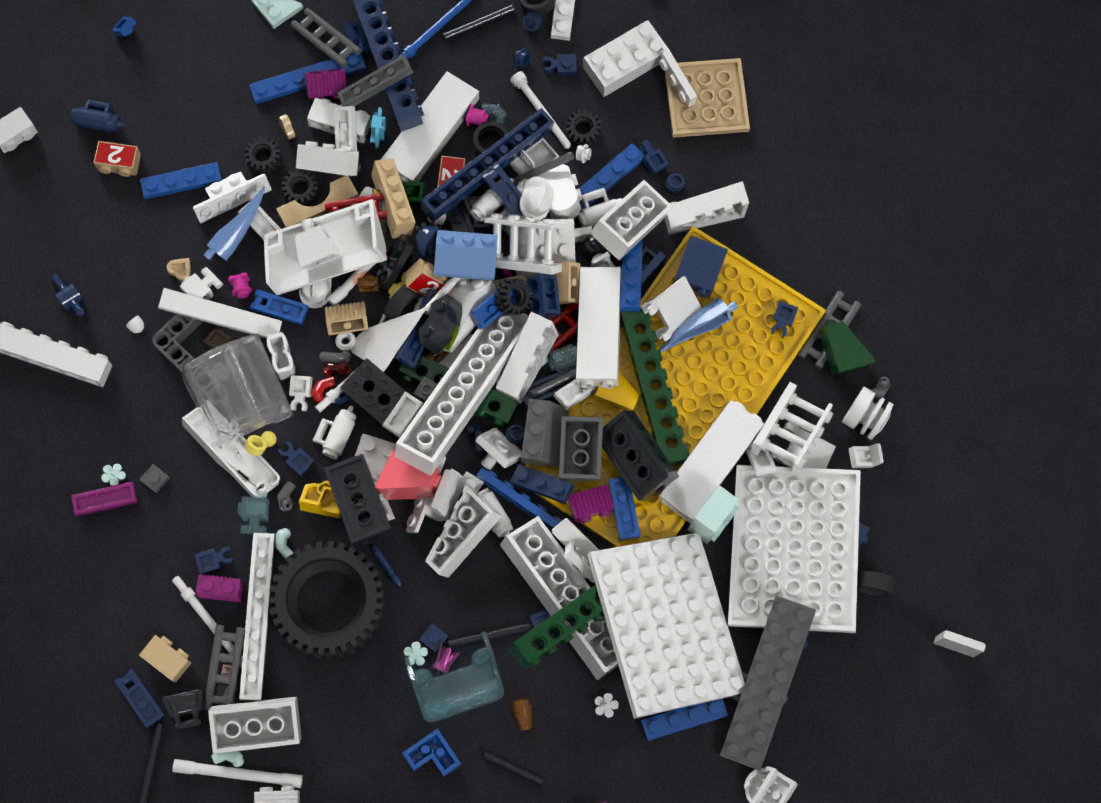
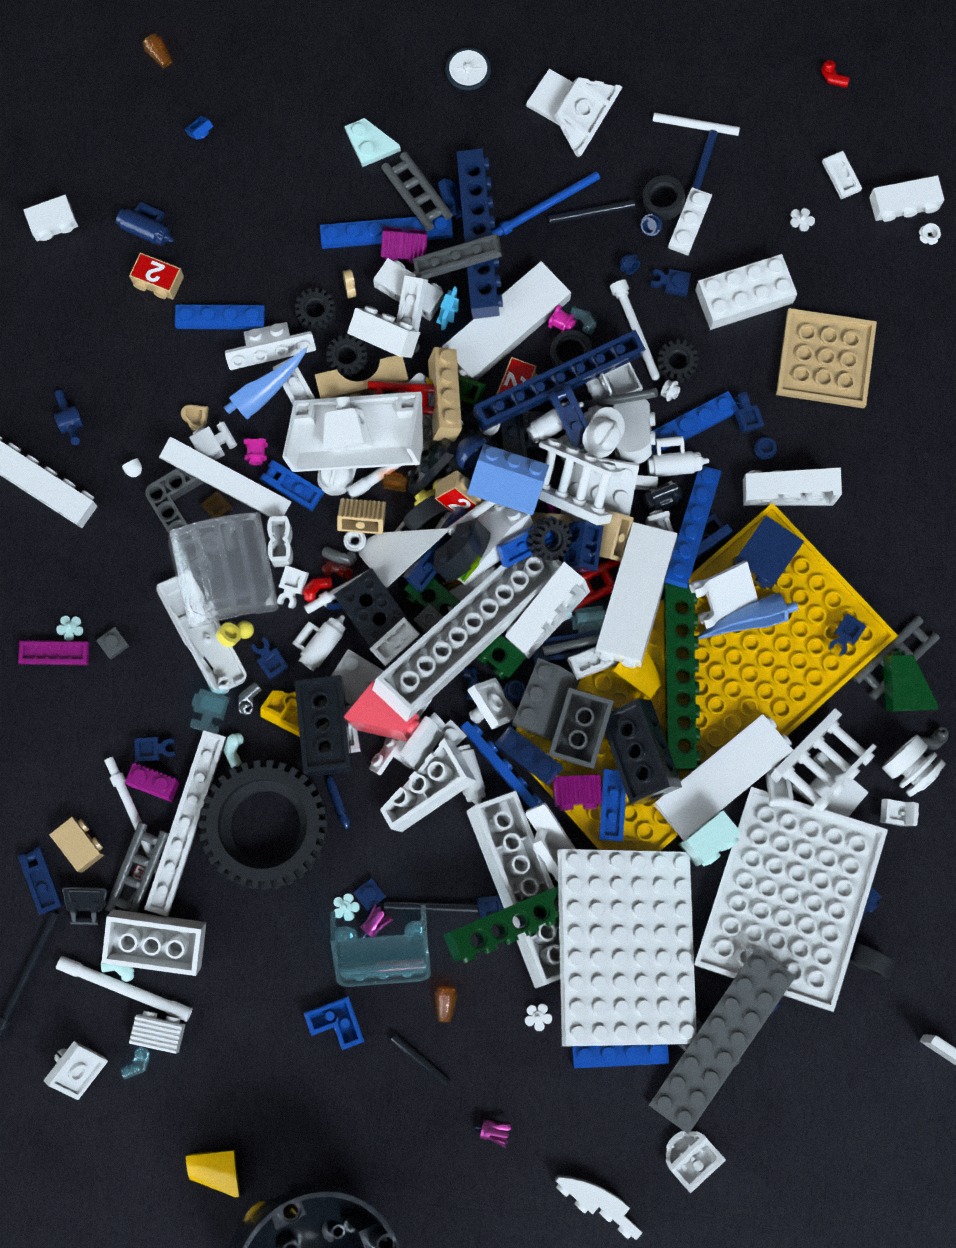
camera: 20 degrees right, 5 degrees up
(631, 220) = (703, 482): white brick -> none
(677, 78) = (798, 329): white plate -> none

